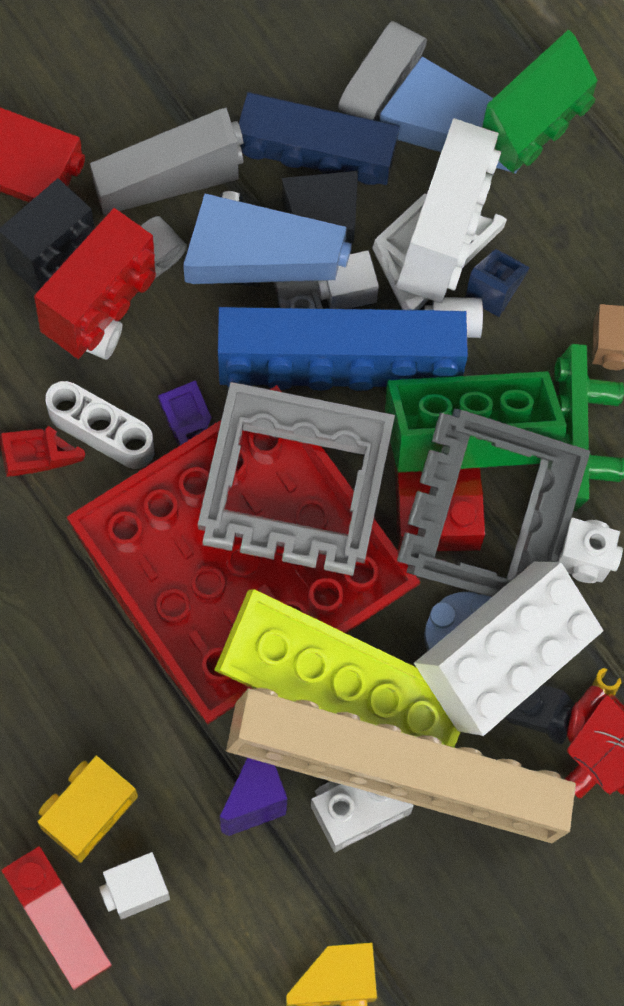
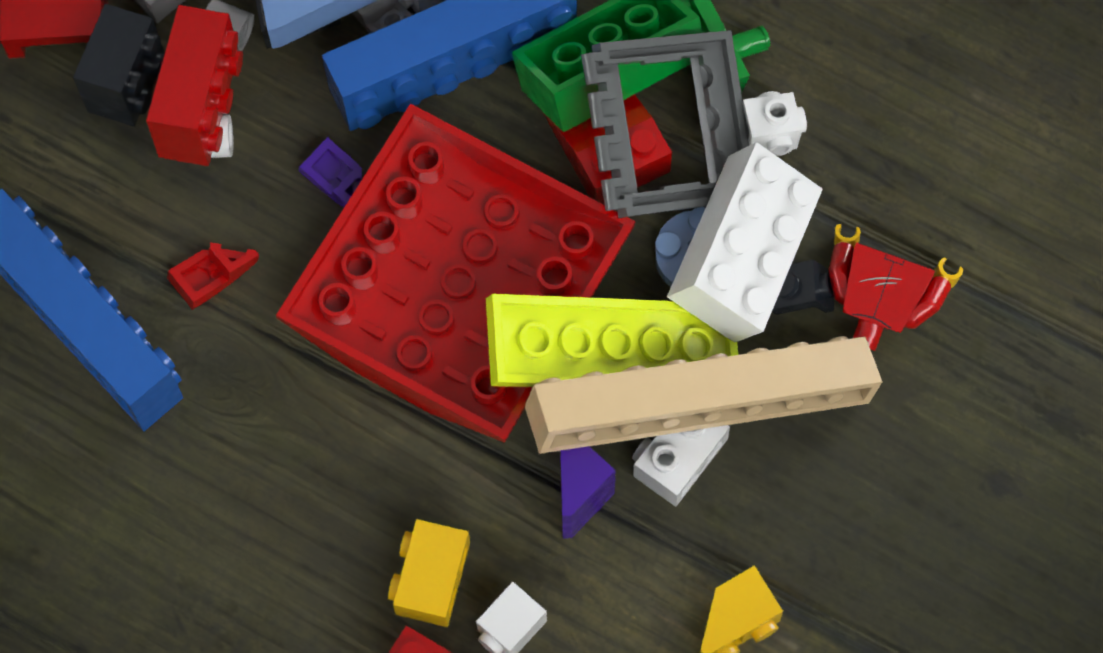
camera: 20 degrees left, 0 degrees up
(91, 408) = (243, 206): white beam -> none
(306, 422) = (458, 123): light grey hinge -> none

